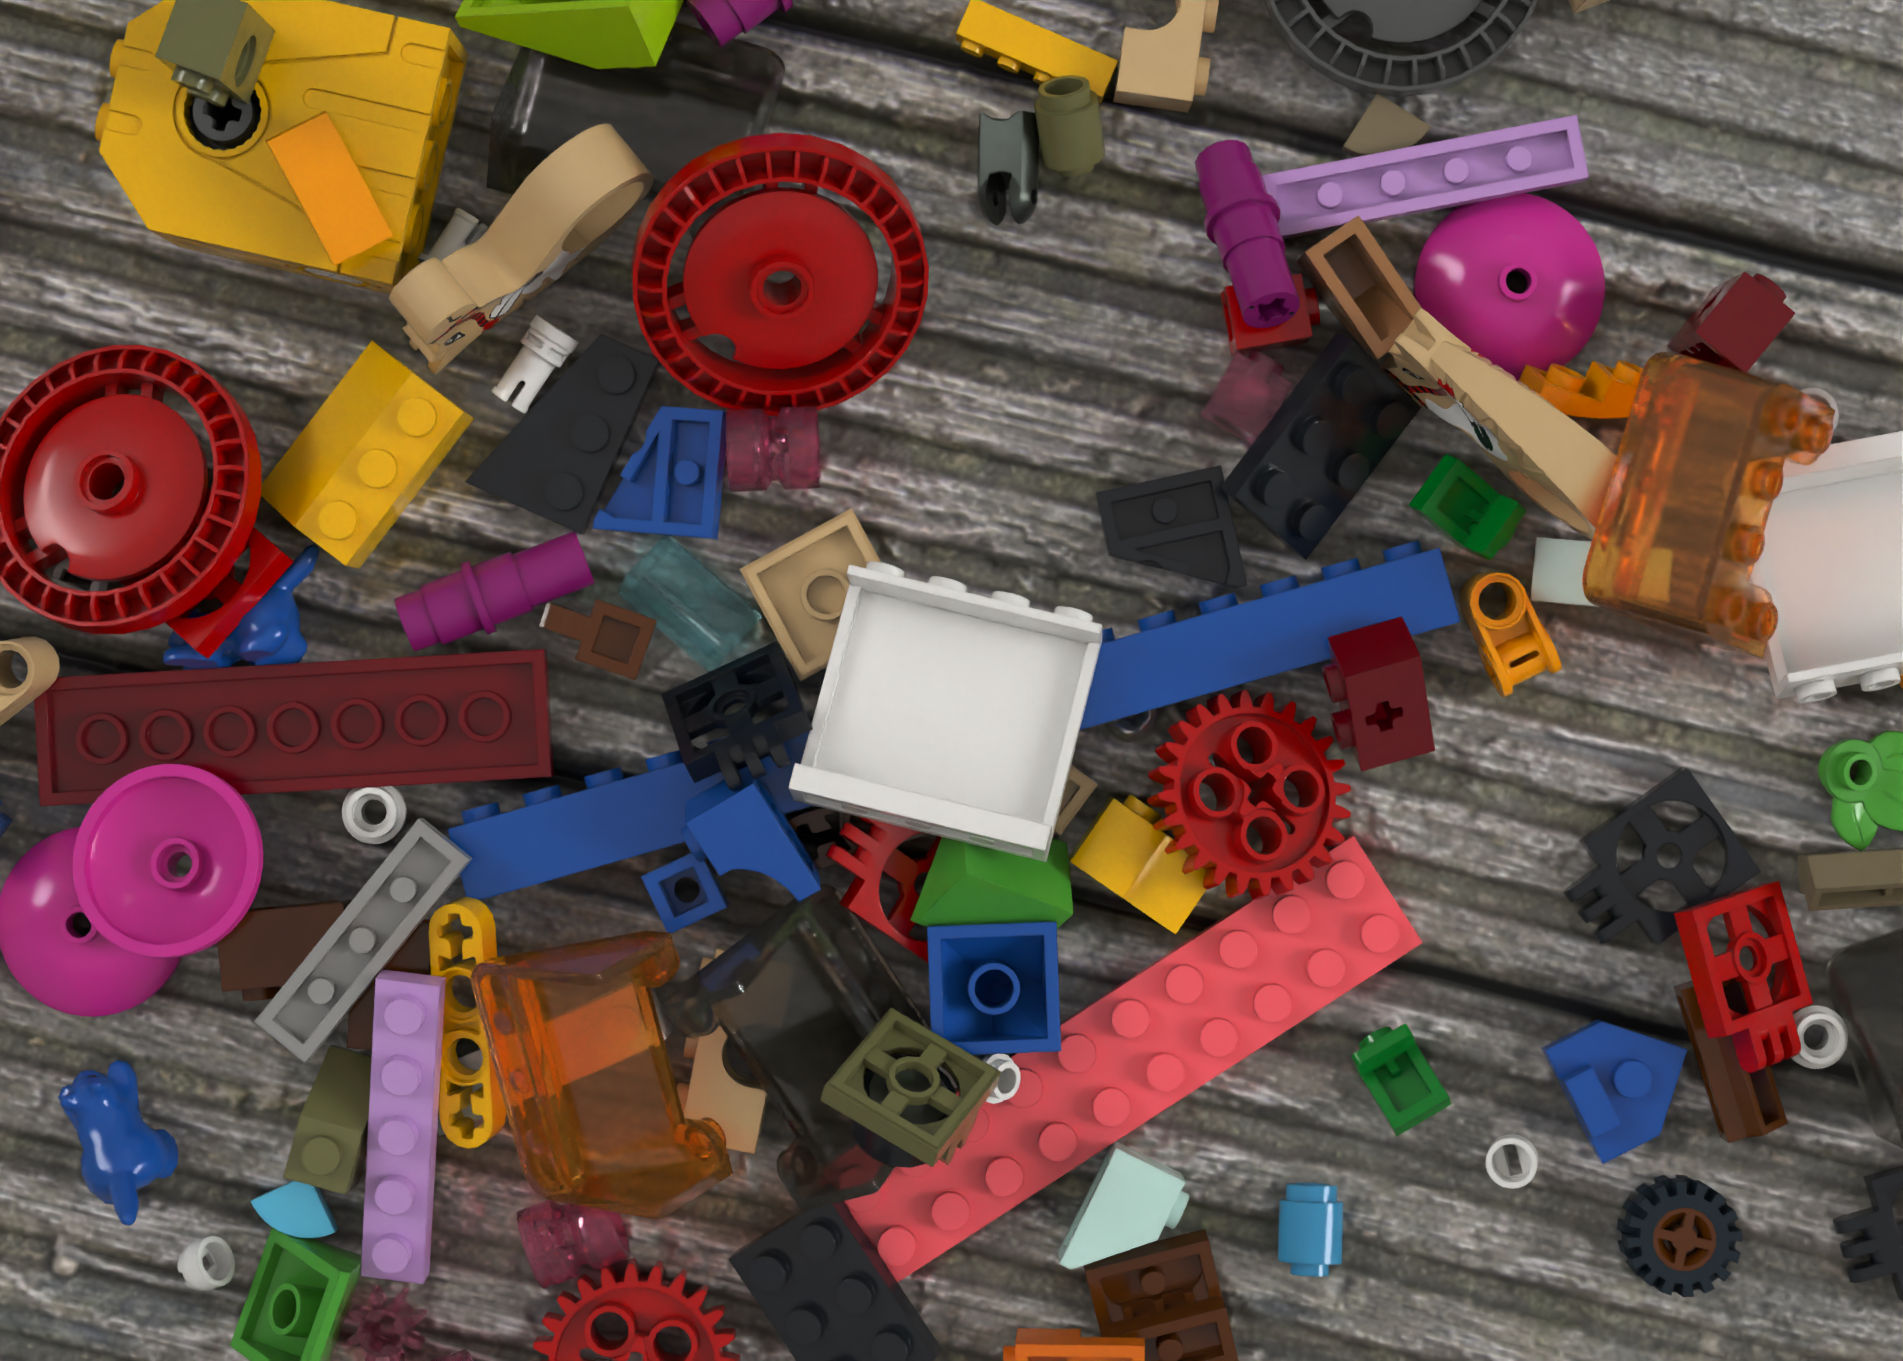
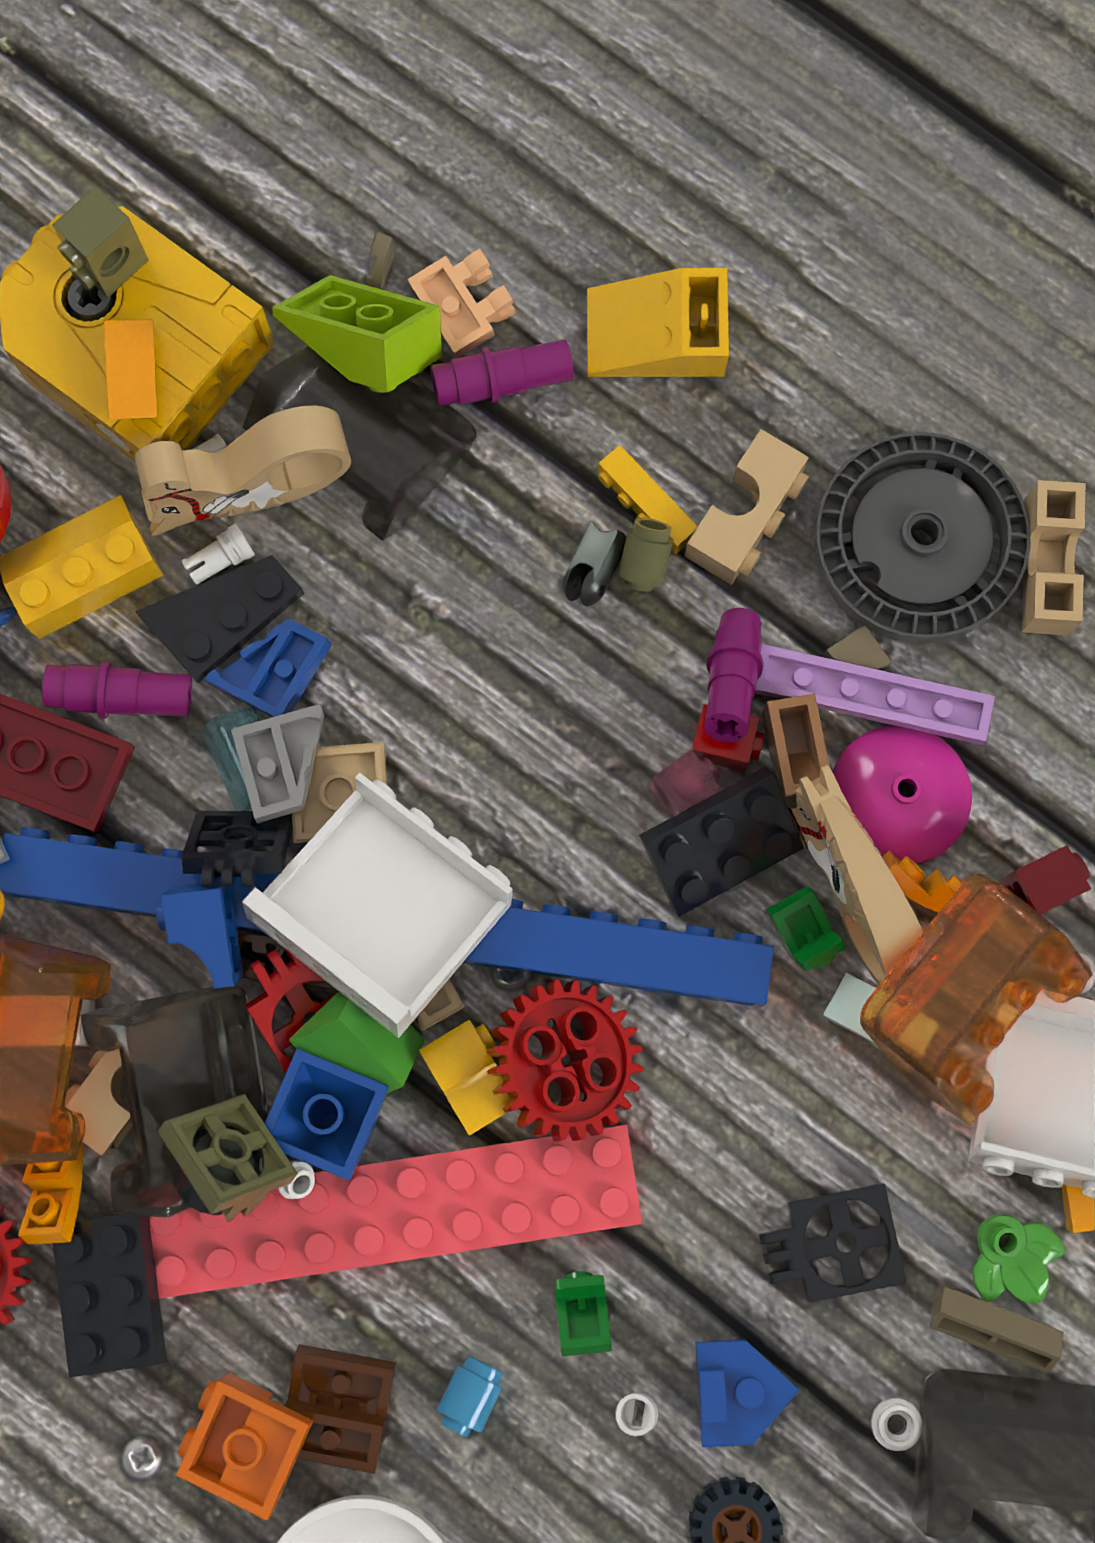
camera: 25 degrees right, 10 degrees down
(609, 638) = (178, 755): reddish brown plate -> none
(673, 910) = (131, 943): blue plate -> none
(720, 1236) = (53, 1200): none -> light orange slope
(737, 590) = (279, 760): none -> light grey wing
(750, 449) = (332, 677): clear pink wheel -> none
(792, 326) = (411, 528): red piece -> none
(1123, 1207) = (345, 1318): light aqua slope -> none
(1175, 526) = (598, 853): black wing -> none
(1379, 693) = (687, 1030): dark red brick -> none
(1508, 635) = (797, 1032): light orange piece -> none
(1739, 1100) = (829, 1410): reddish brown piece -> none
(1768, 1029) = (863, 1401): red piece -> none

